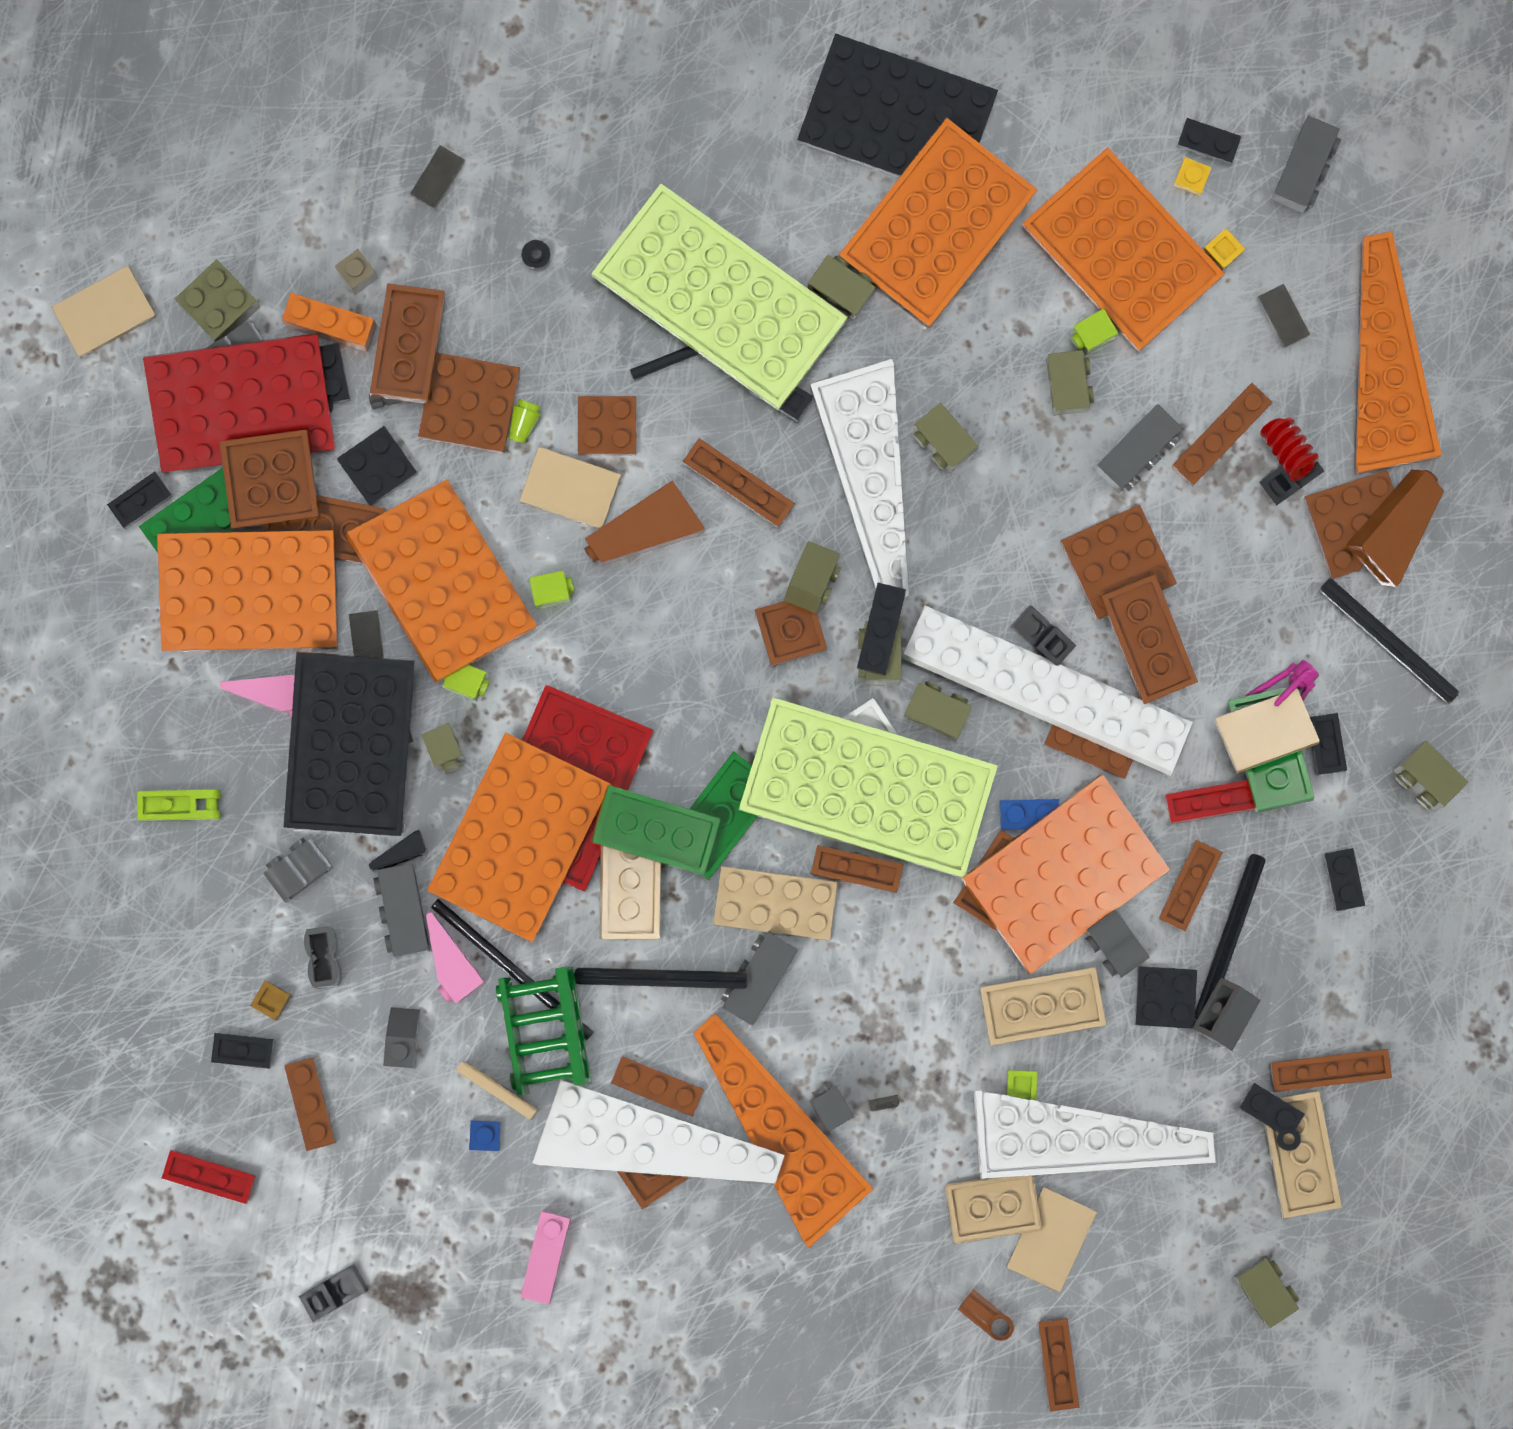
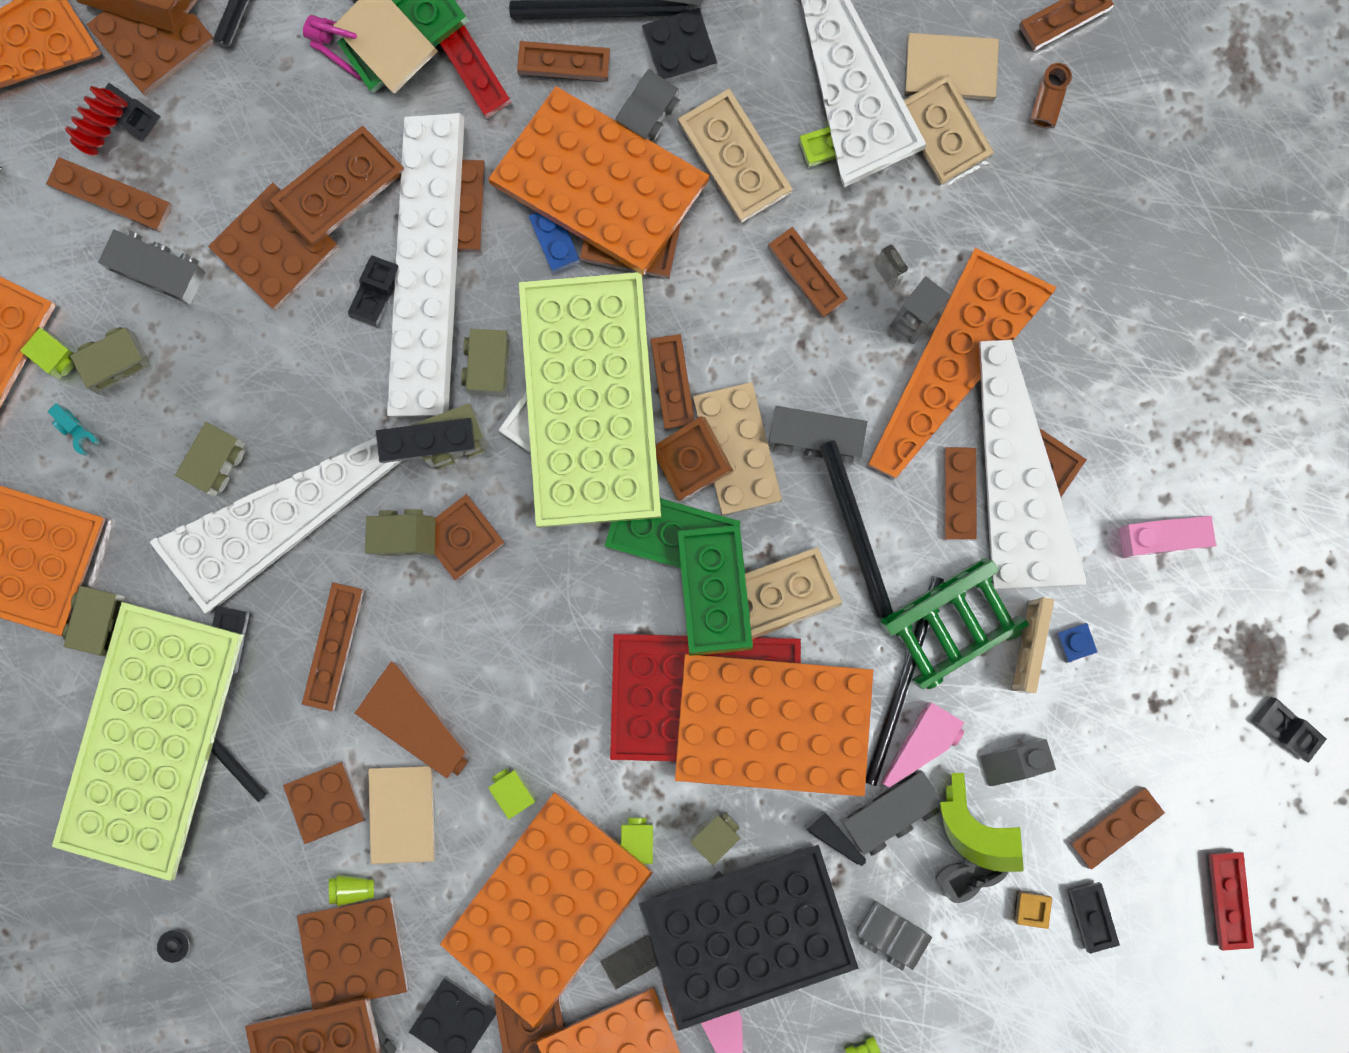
camera: 110 degrees left, 0 degrees up
(344, 973) = (983, 845): none -> lime arch
(780, 858) = (692, 459): none -> dark orange plate
(909, 1029) = (807, 272): none -> dark orange plate
(1025, 326) = (67, 423): none -> teal plate

